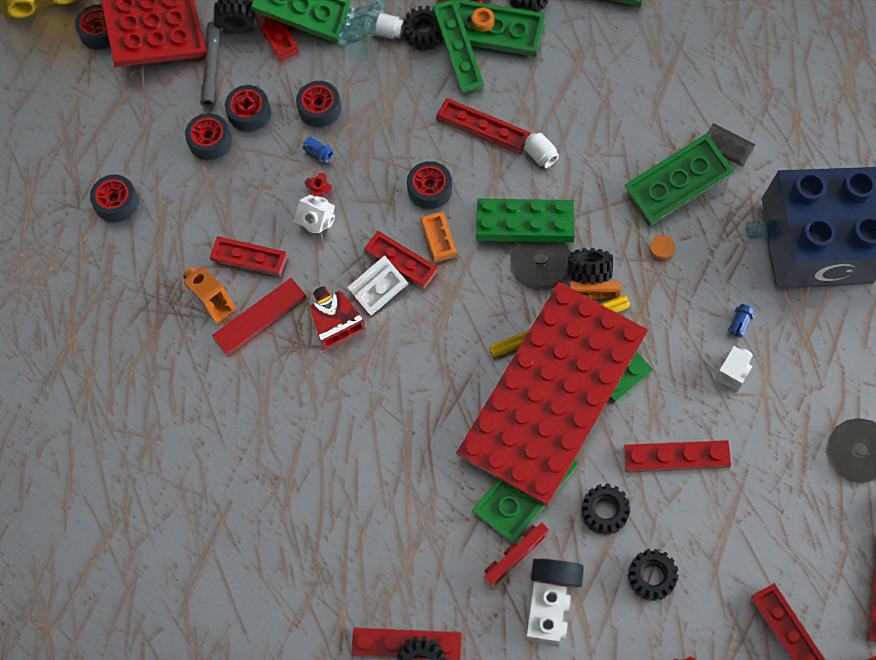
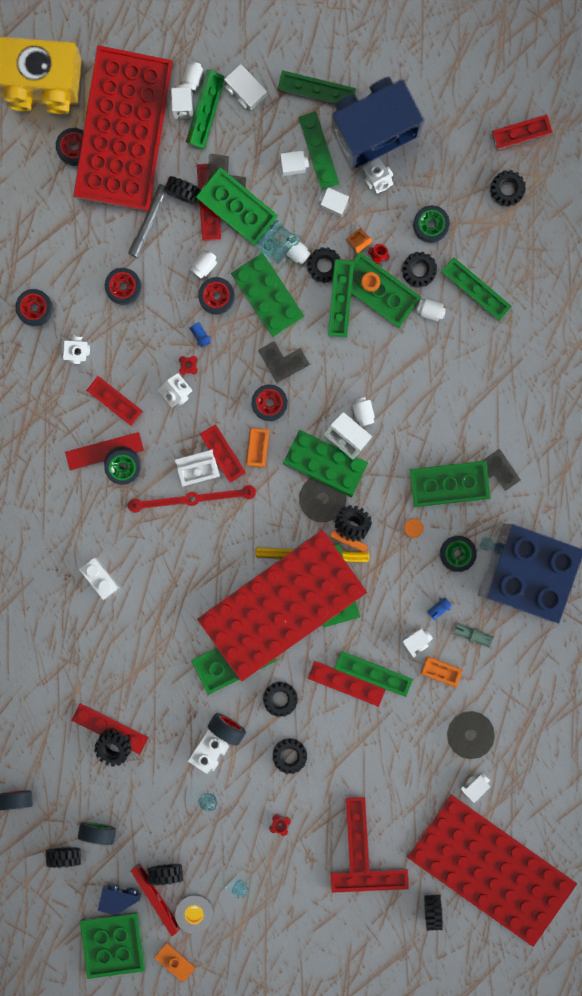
camera: 15 degrees right, 20 degrees up
(178, 218) = (68, 348): none -> white brick
(203, 288) = (74, 425): orange torso -> none
(257, 112) = (158, 265): wheel -> none
(282, 307) = (120, 474): none -> wheel
(290, 79) = (203, 264): none -> white brick
(314, 460) = (99, 578): none -> white brick
(323, 361) = (136, 505): none -> red piece
(334, 317) = (156, 477): torso -> none
(375, 82) = (267, 294): none -> green plate
(425, 143) = (280, 366): none -> clear smoke plate
(483, 126) = (331, 369): red tile -> none
(515, 554) = (205, 703): red plate -> none
(536, 178) = (348, 435): none -> white brick
(562, 22) = (431, 309): none -> white brick
(704, 428) = (373, 673): none -> green plate
(721, 260) = (467, 549): none -> wheel
(783, 390) = (441, 671): none -> orange plate
(797, 333) = (473, 635): none -> sand green pin

